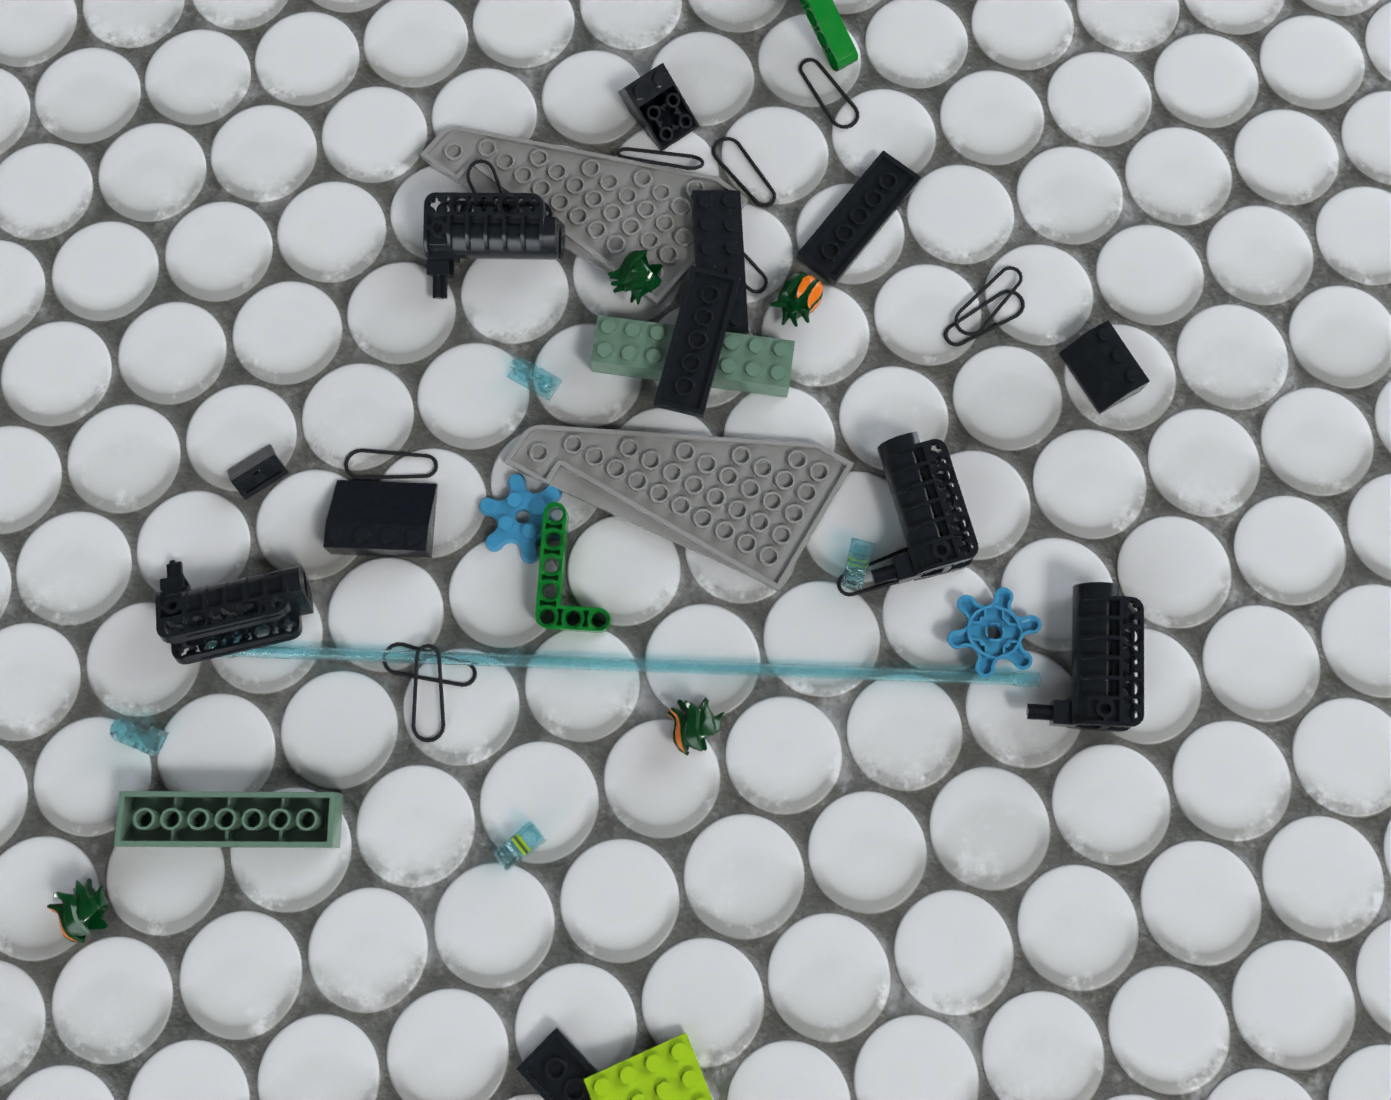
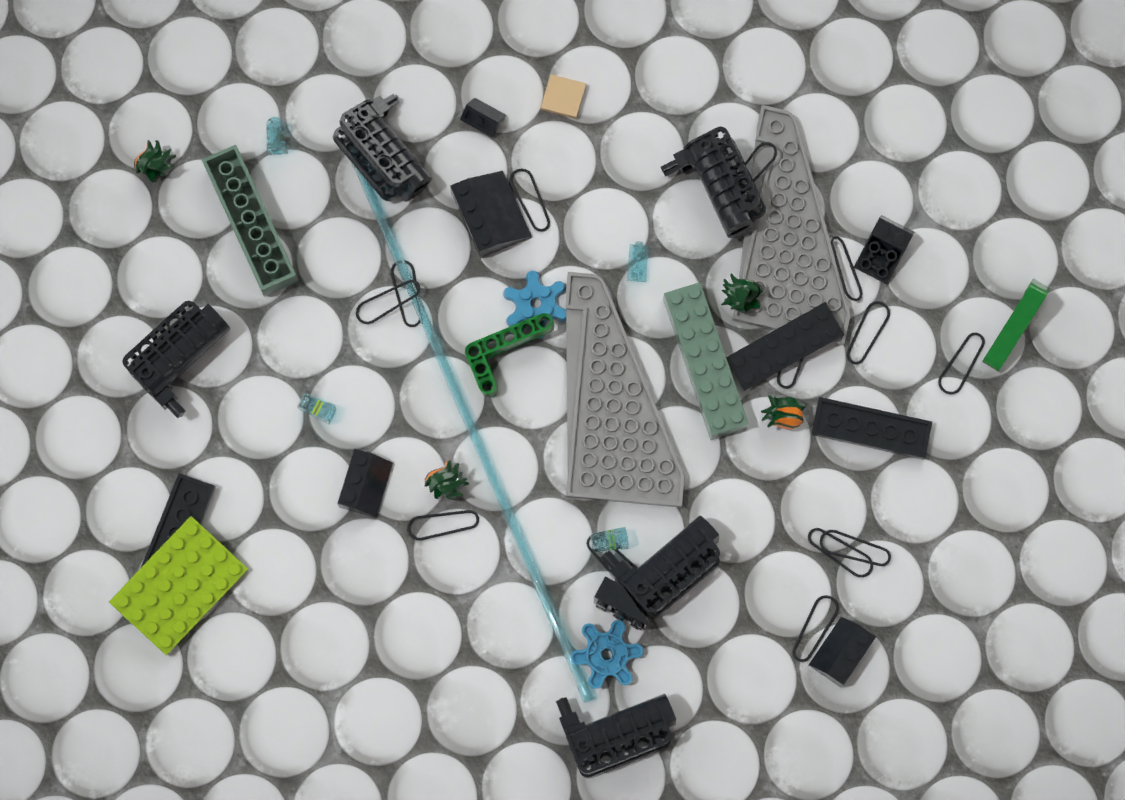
camera: 65 degrees right, 0 degrees up
(284, 367) = (563, 96): none -> tan tile
(354, 1002) = (174, 351): none -> black piece
(647, 828) = (365, 483): none -> black slope
(697, 342) = (711, 356): black plate -> none
(753, 761) = (442, 514): none -> black piece
(937, 586) = (614, 598): none -> black slope
(1052, 394) = (806, 623): none -> black piece

